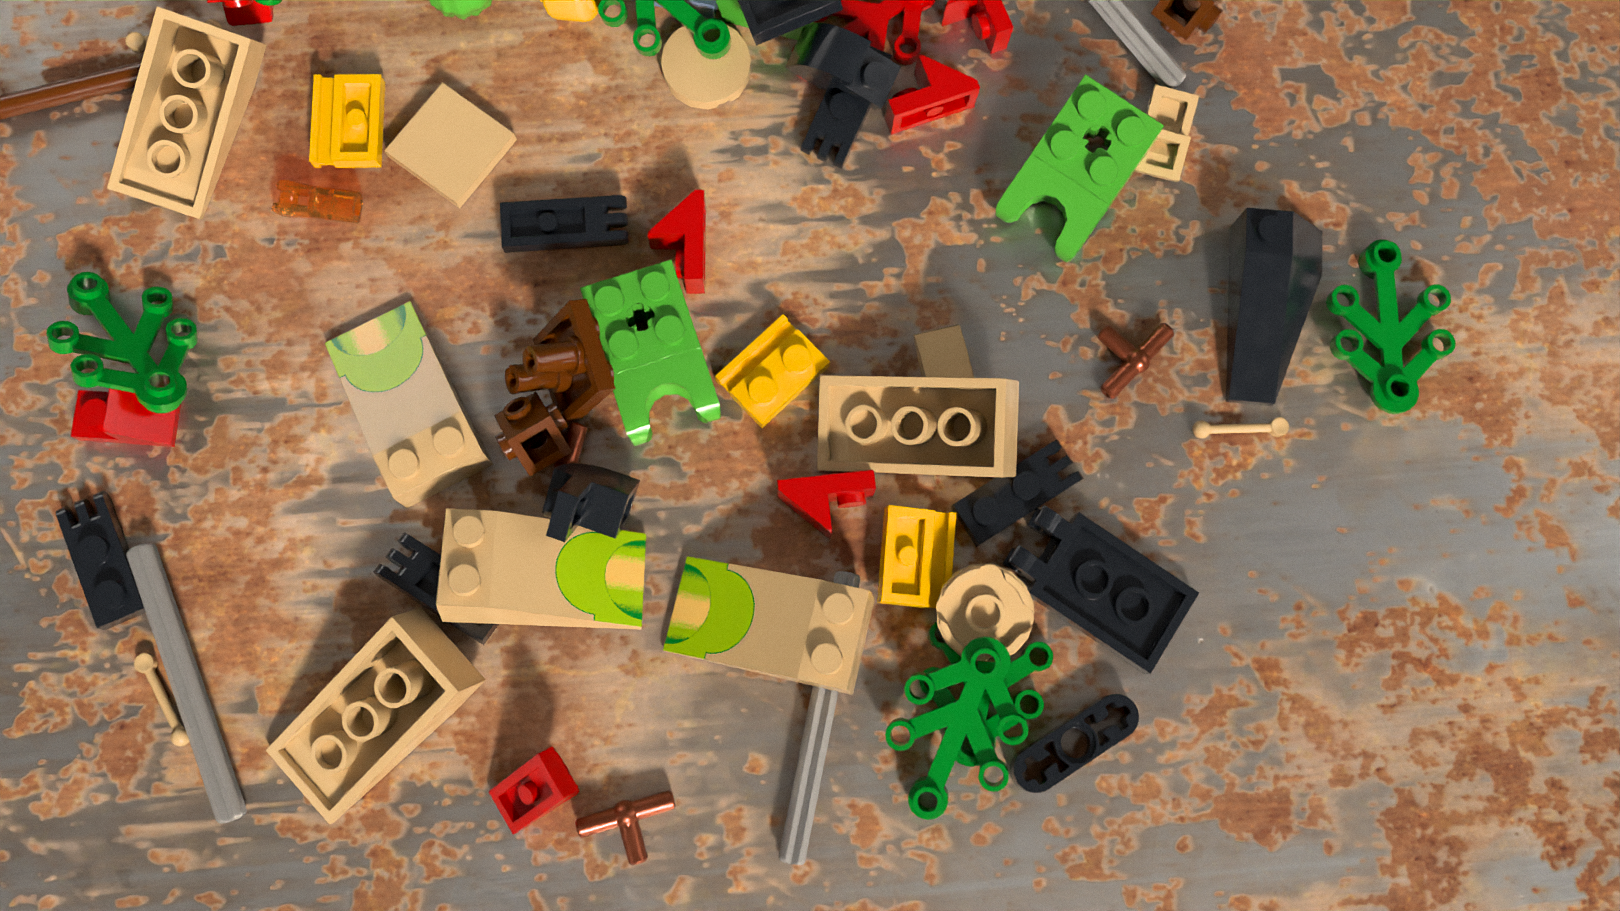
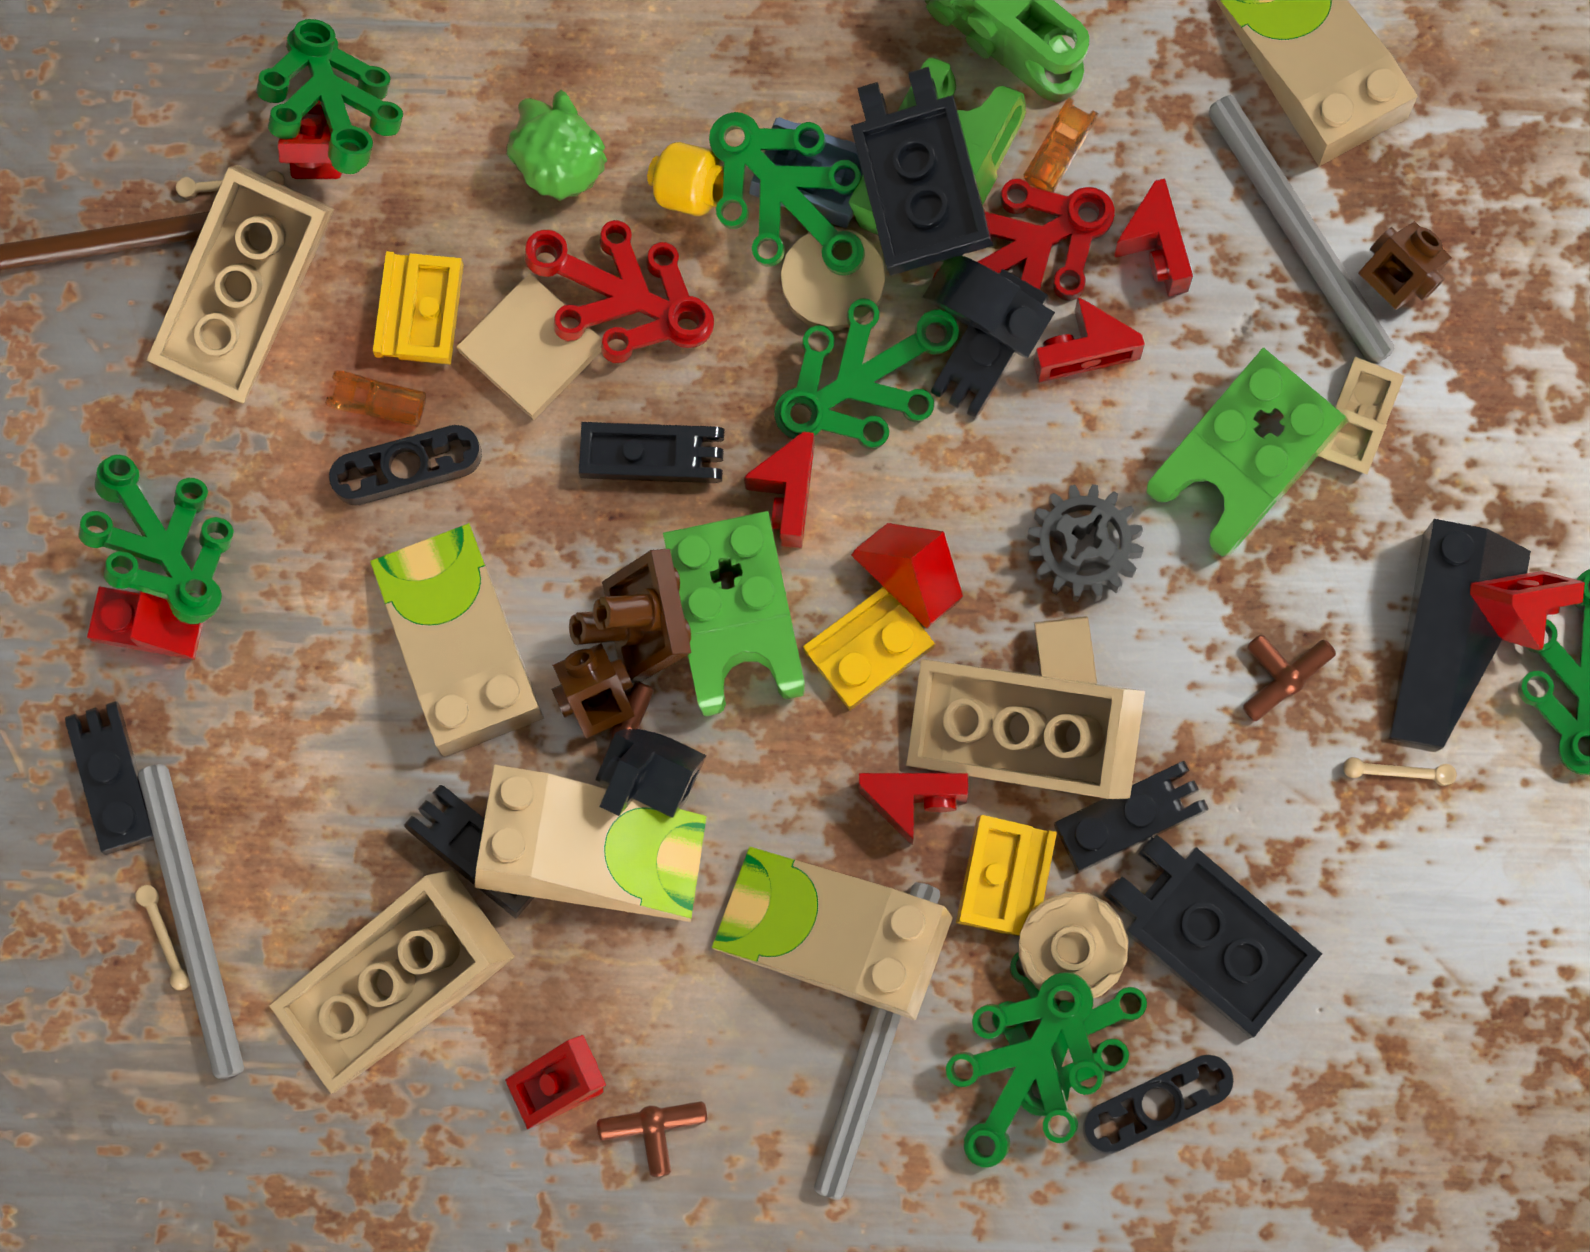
camera: 20 degrees right, 0 degrees up
(321, 281) = (370, 486): none -> black beam
(526, 92) = (625, 294): none -> red plant
(737, 143) = (857, 379): none -> green plant
(804, 299) = (913, 568): none -> red slope
(967, 270) = (1102, 555): none -> dark grey gear
(1329, 275) = (1521, 603): none -> red slope

